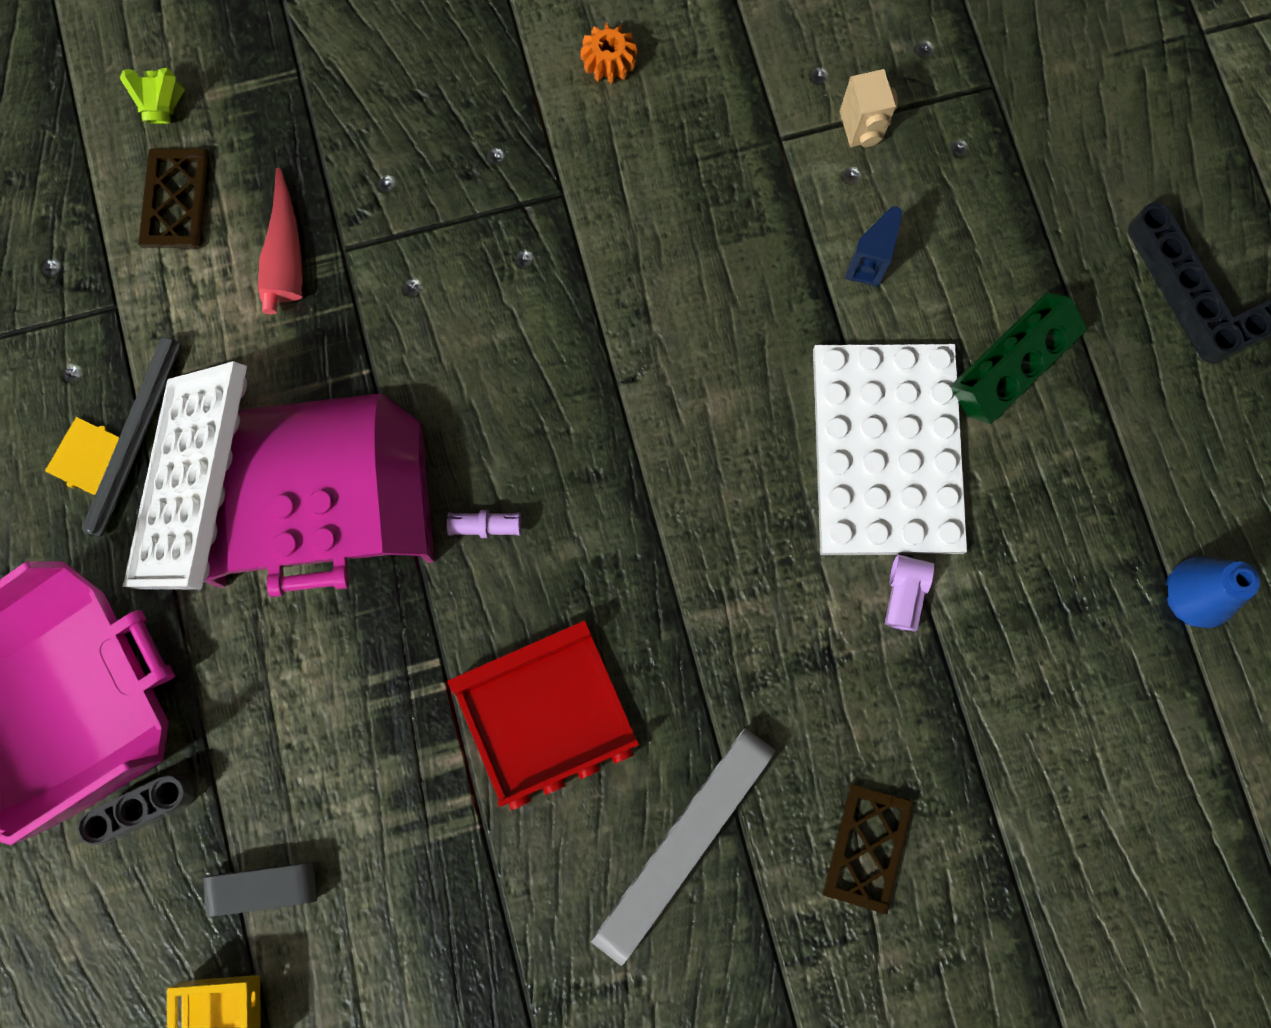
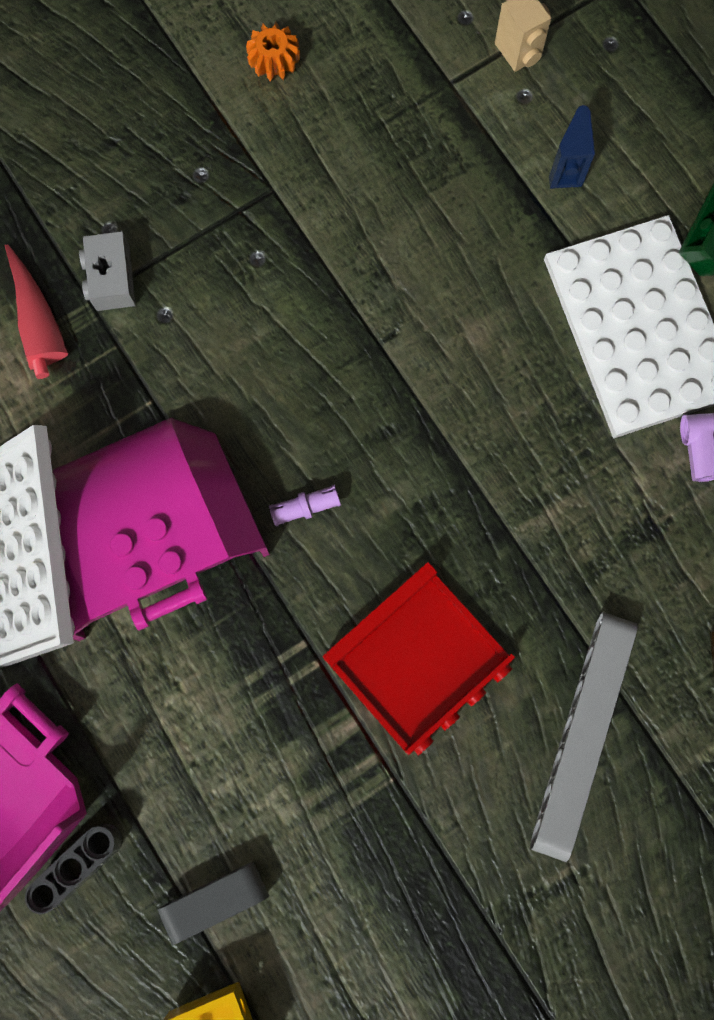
camera: 15 degrees left, 0 degrees up
(376, 213) = (109, 255): none -> light grey brick

